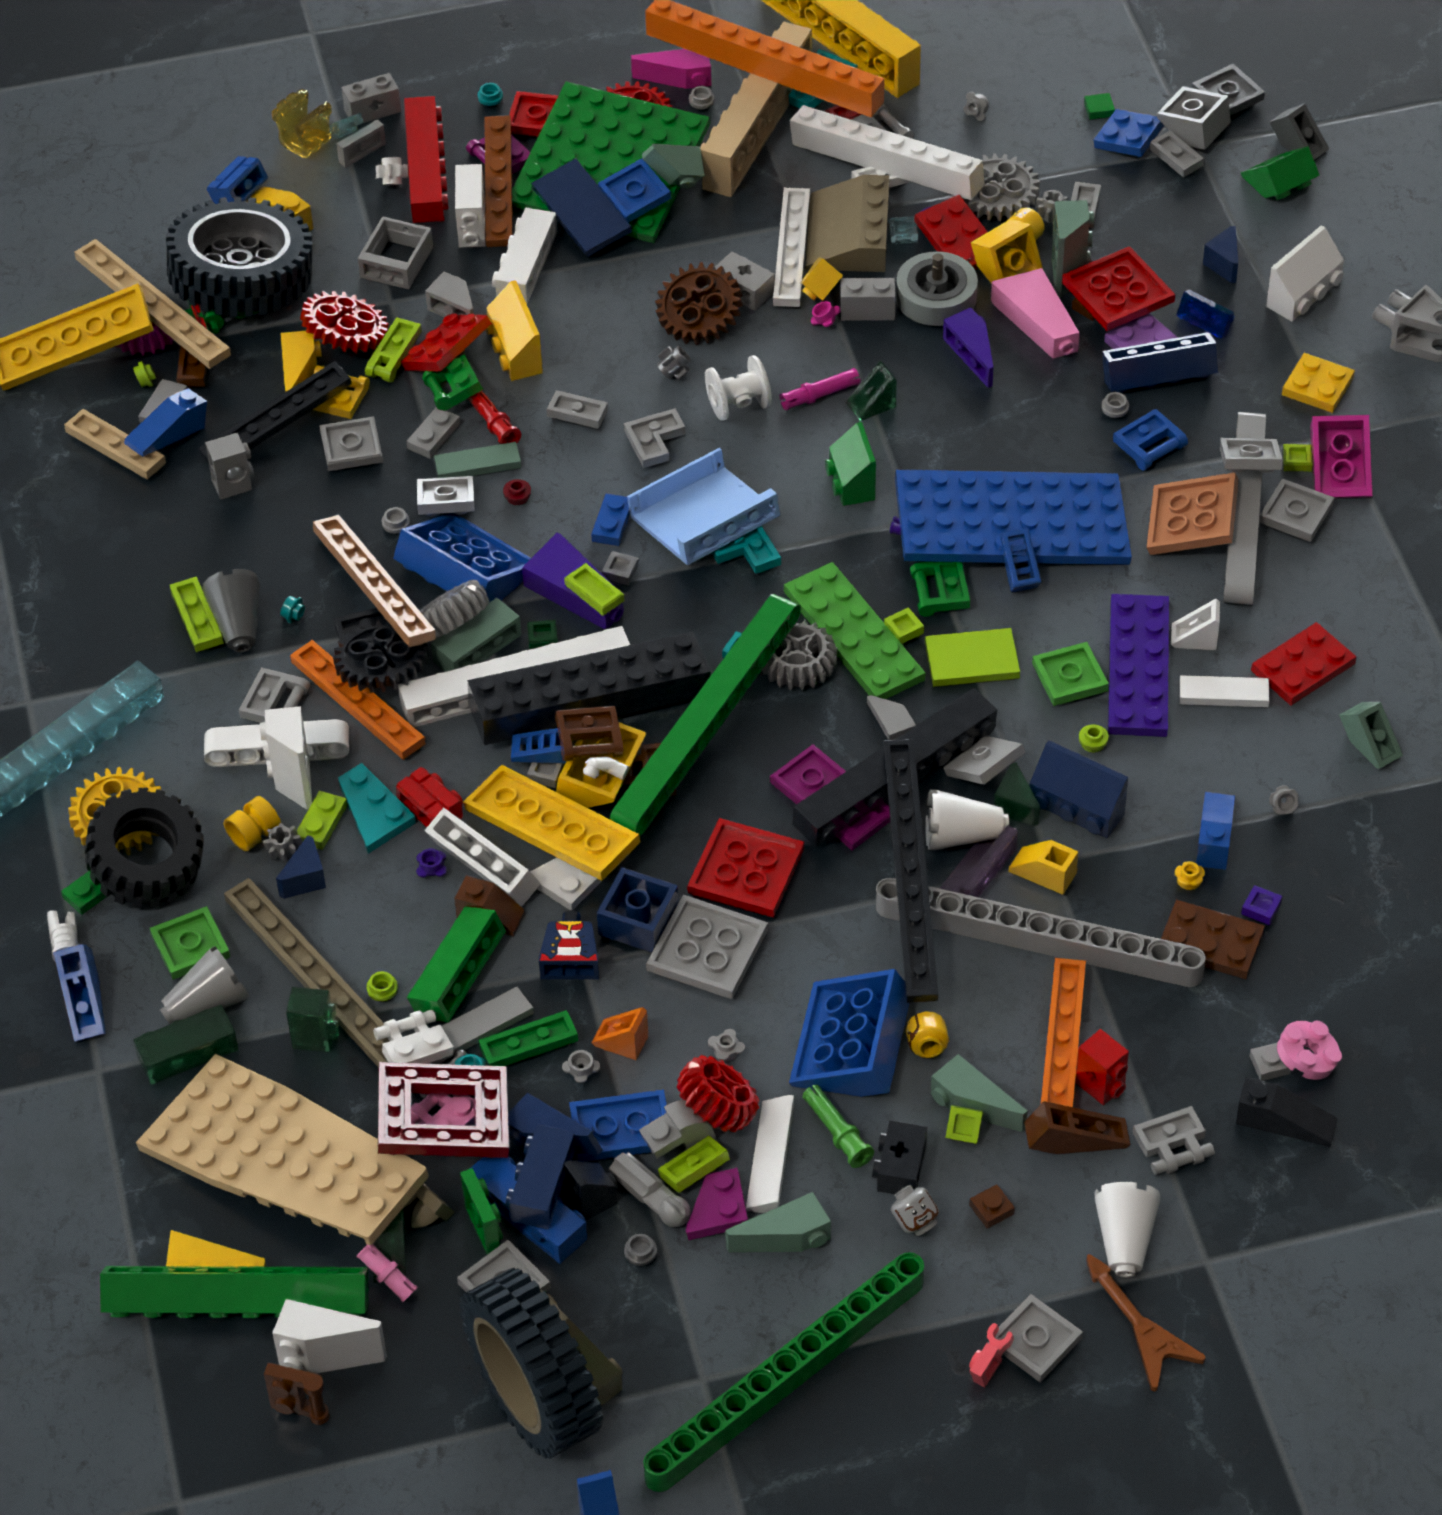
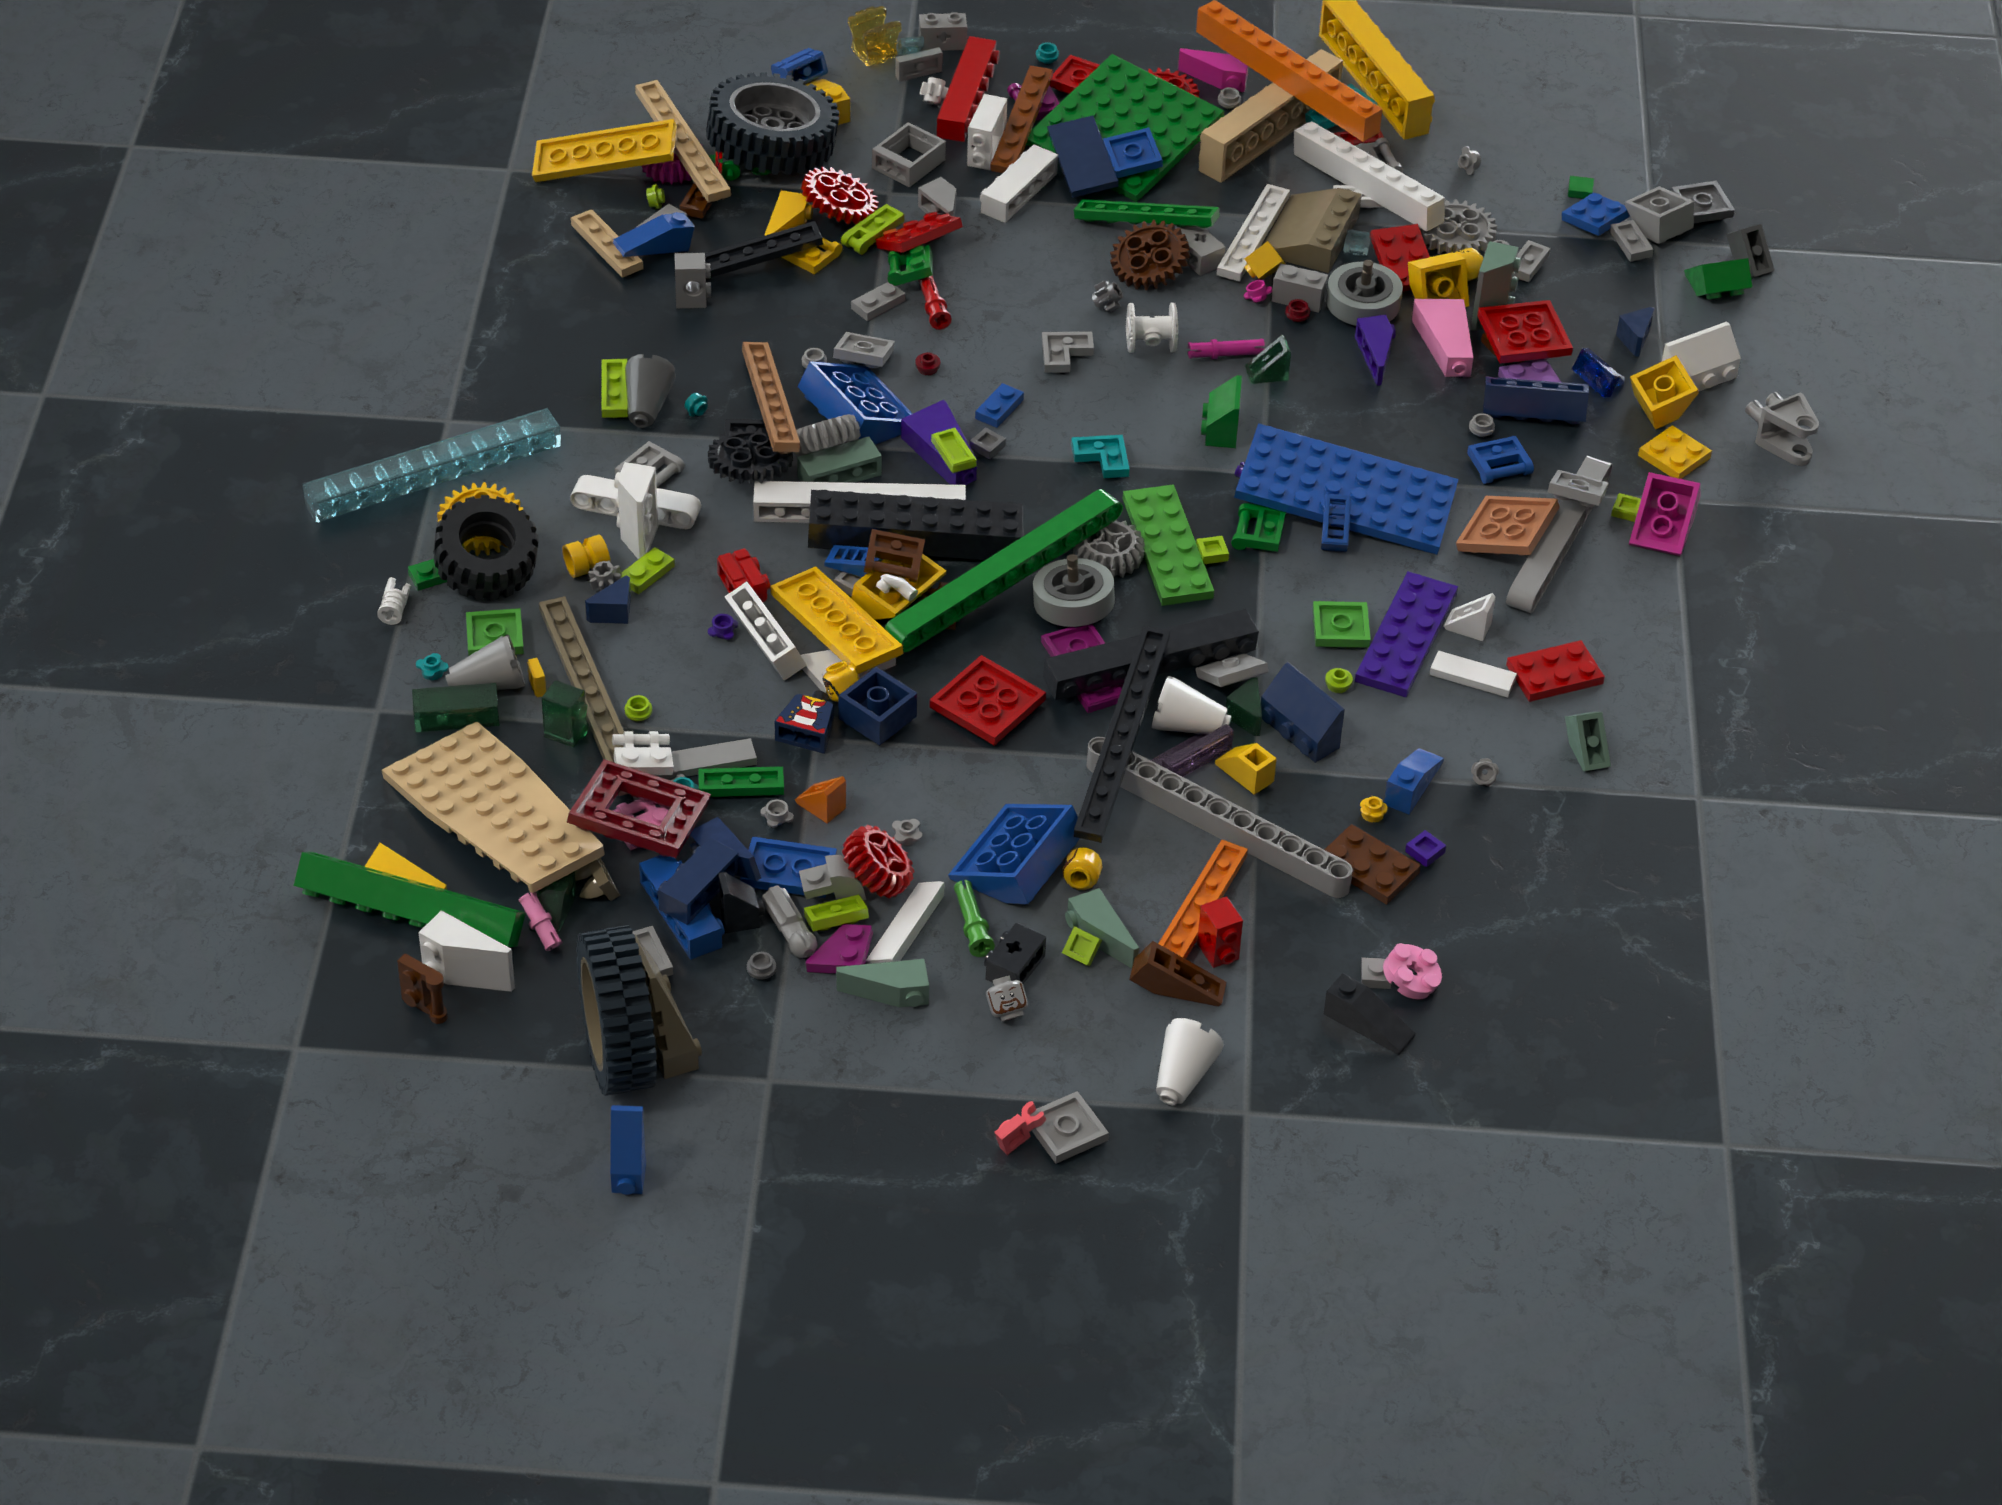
camera: 15 degrees right, 5 degrees down
(81, 991) = (388, 642): blue slope -> none
(140, 1008) = (432, 666): none -> teal plate
(258, 982) = (536, 677): none -> yellow tile
(351, 443) = (804, 291): light grey plate -> none
(362, 705) = (720, 491): orange plate -> none
(374, 807) = (695, 573): teal wing -> none
(457, 963) = (707, 705): green brick -> none
(478, 461) = (906, 331): sand green tile -> none
(481, 1213) = (638, 894): green plate -> none
(488, 895) = (753, 670): reddish brown slope -> none
(514, 334) = (978, 240): yellow slope -> none
(541, 633) = (899, 475): dark green tile -> none
(577, 409) = (1008, 312): light grey plate -> none
(587, 892) = (839, 678): none -> yellow head
(676, 163) = (1176, 138): sand green slope -> none
(676, 256) = (1139, 212): none -> green plate
(701, 508) = (1077, 412): light blue panel -> none
(707, 946) = (926, 751): light grey plate -> none
(779, 1383) = (838, 1091): green beam -> none
(785, 717) = (1073, 592): none -> light grey wheel
(874, 325) = (1297, 310): none -> dark red plate
(891, 716) = (1167, 614): light grey tile -> none
(972, 657) = (1261, 590): lime tile -> none
(992, 1206) = (1078, 1017): reddish brown plate -> none
(1152, 1340) = (1169, 1159): dark orange piece -> none
(1170, 1132) = (1259, 1002): light grey plate -> none
(1285, 318) = (1664, 391): none -> yellow slope
(1296, 510) = (1605, 547): light grey plate -> none

